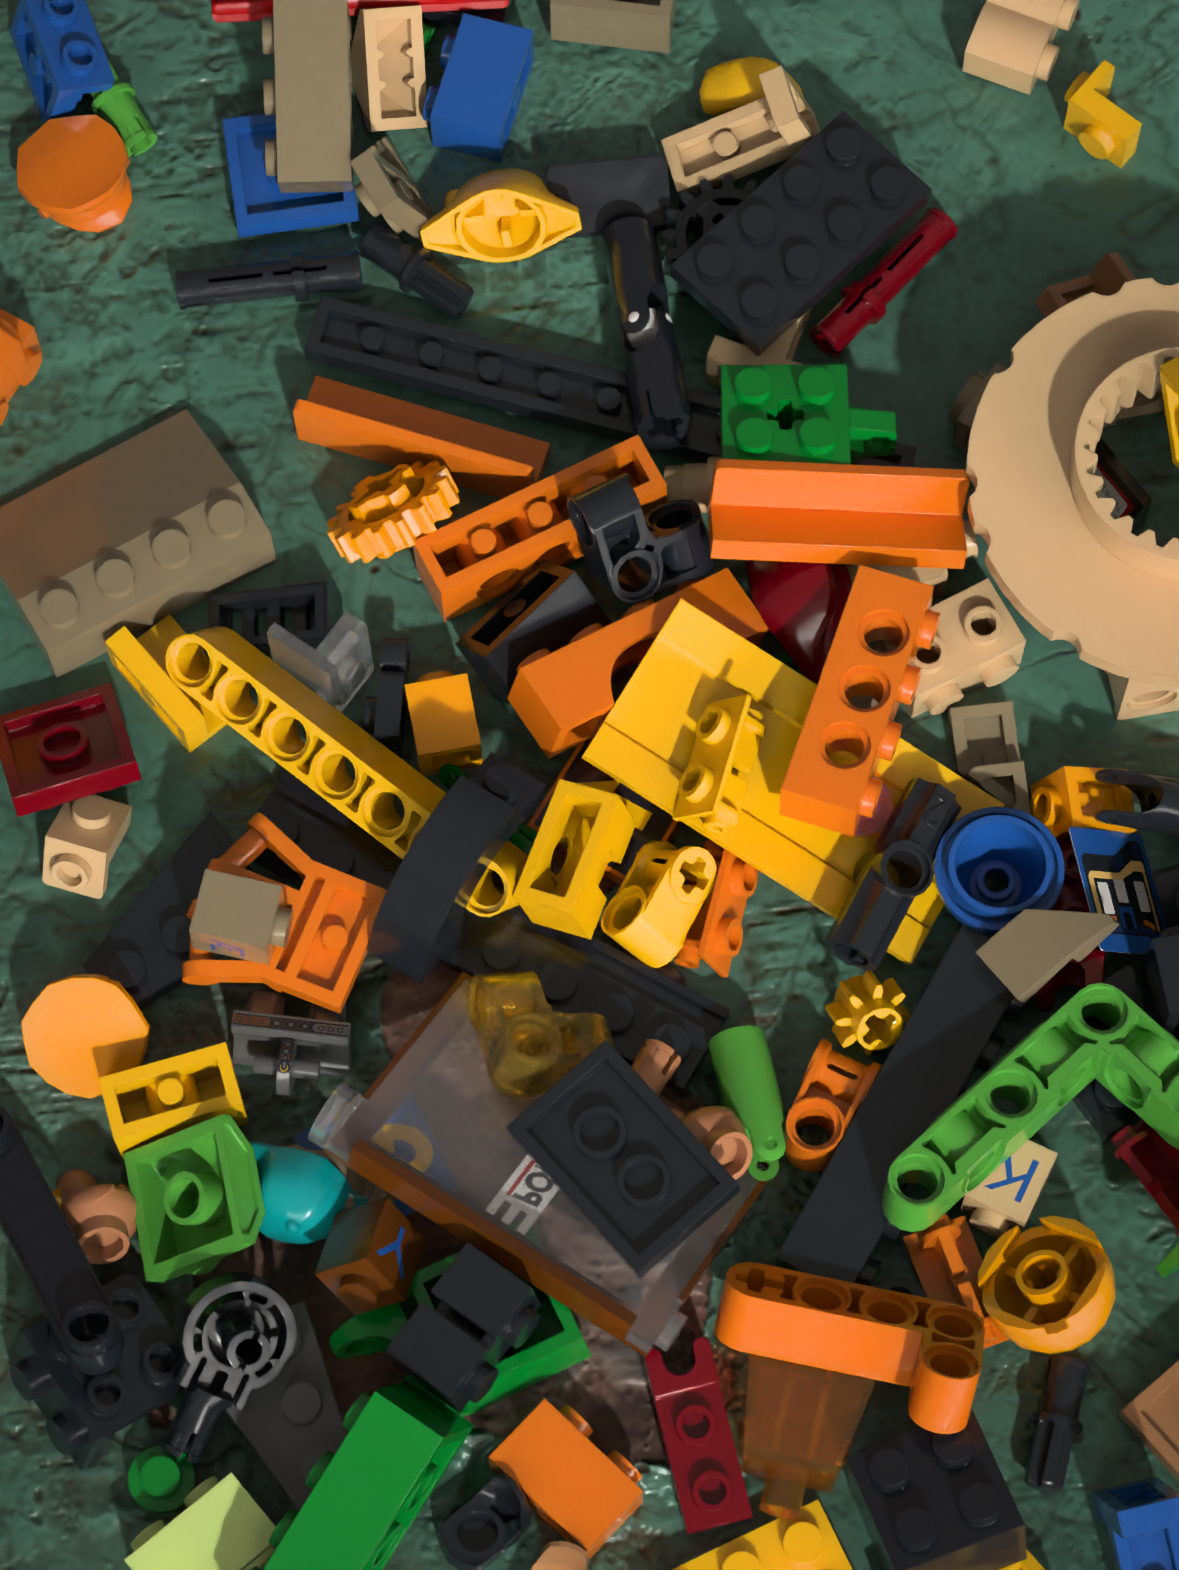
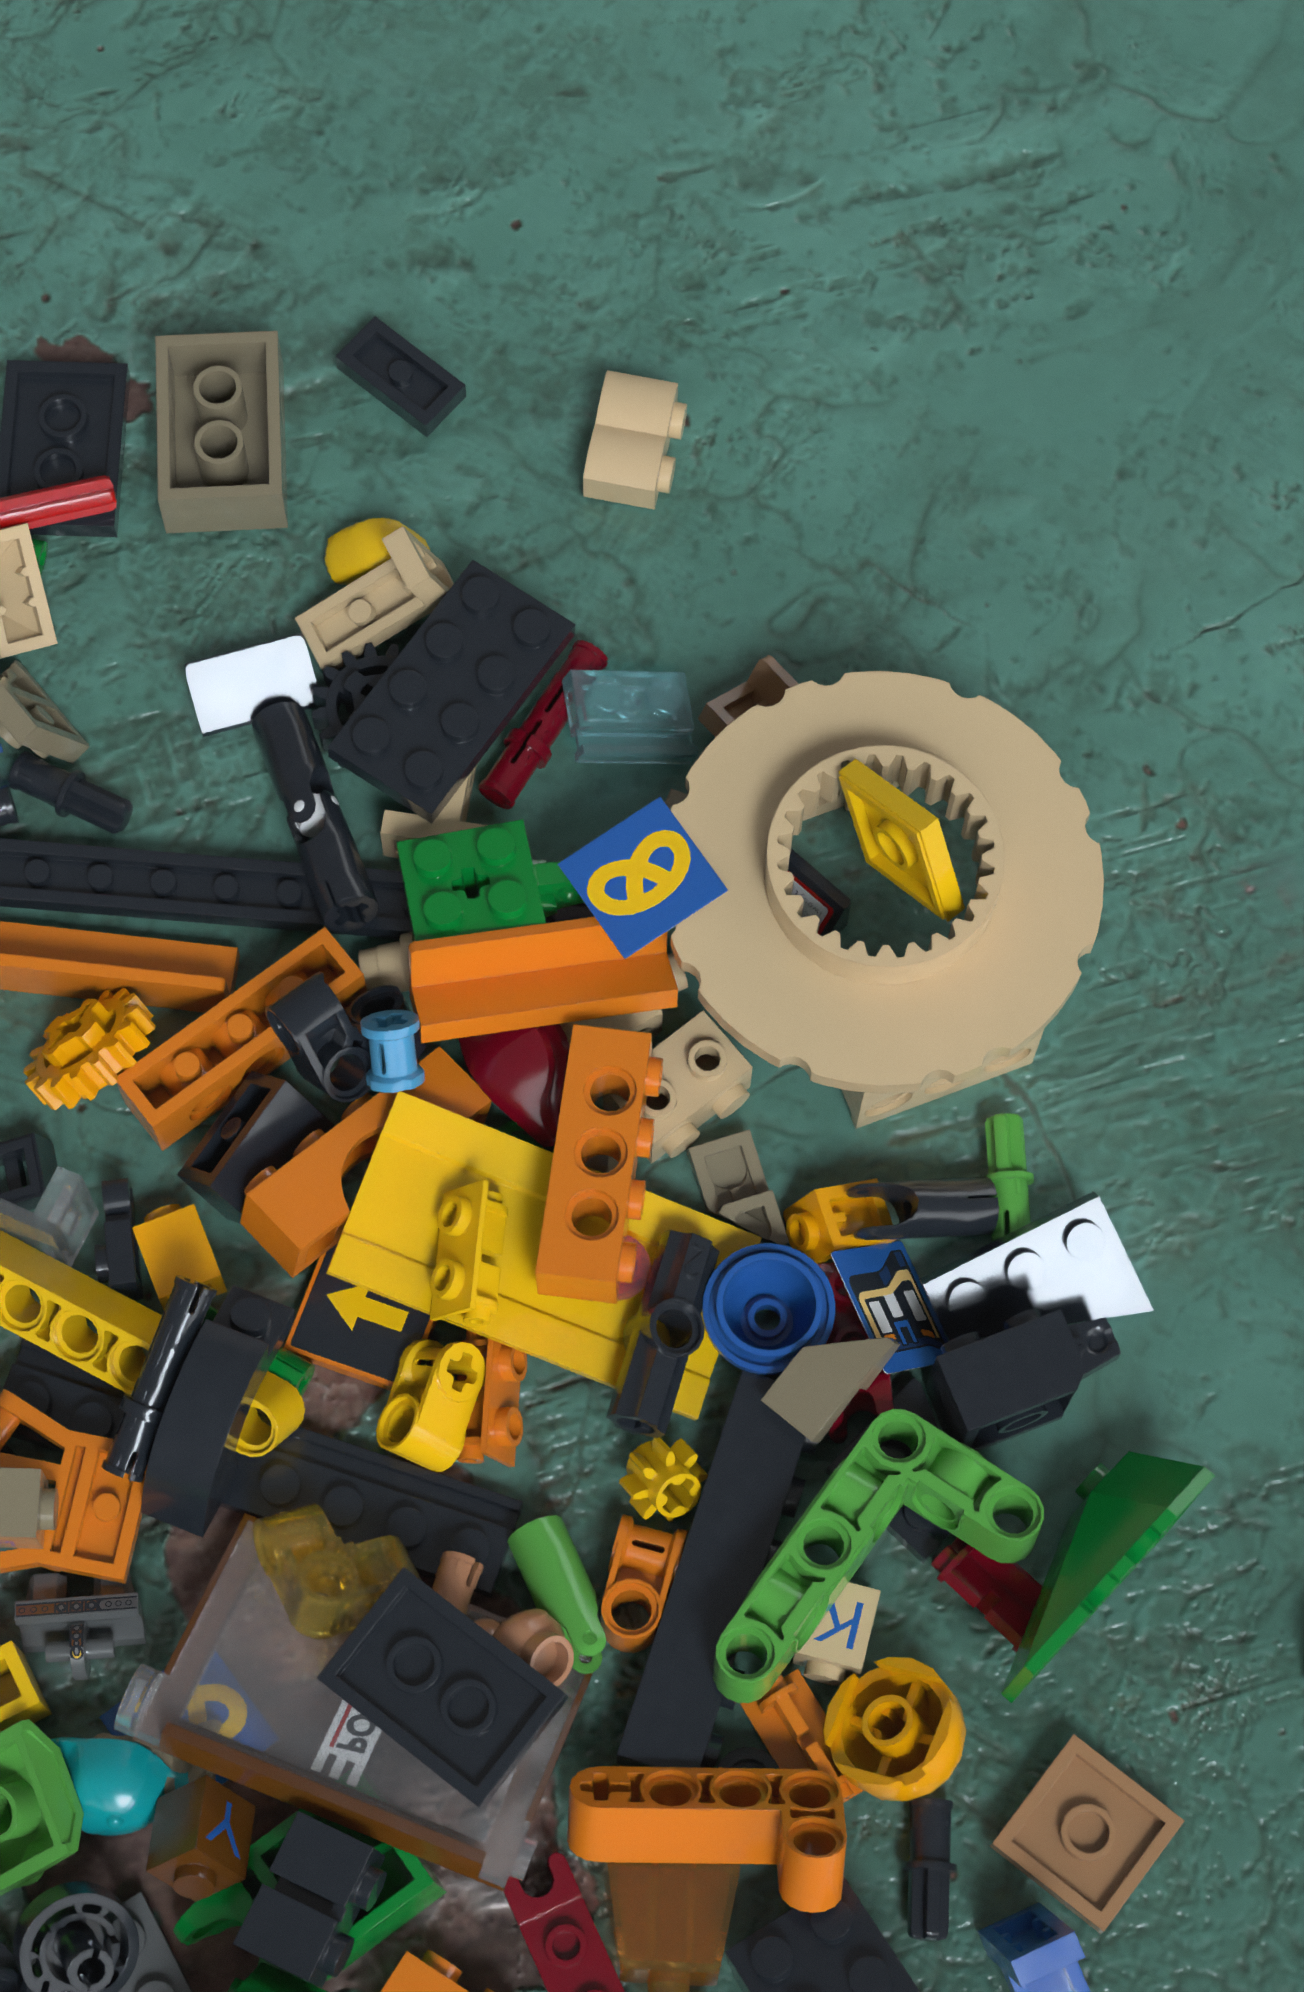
camera: 15 degrees left, 0 degrees up
(387, 849) = (157, 1377): none -> black pin
(480, 87) = (102, 594): blue brick -> none
(500, 218) = (146, 725): yellow hat -> none
(595, 832) = (353, 1345): yellow brick -> none
(682, 560) = (392, 1051): none -> dark azure bush
(952, 437) = (642, 877): none -> blue sticker
(968, 288) = (630, 717): none -> clear light blue plate
(1096, 121) = (726, 527): yellow bracket -> none

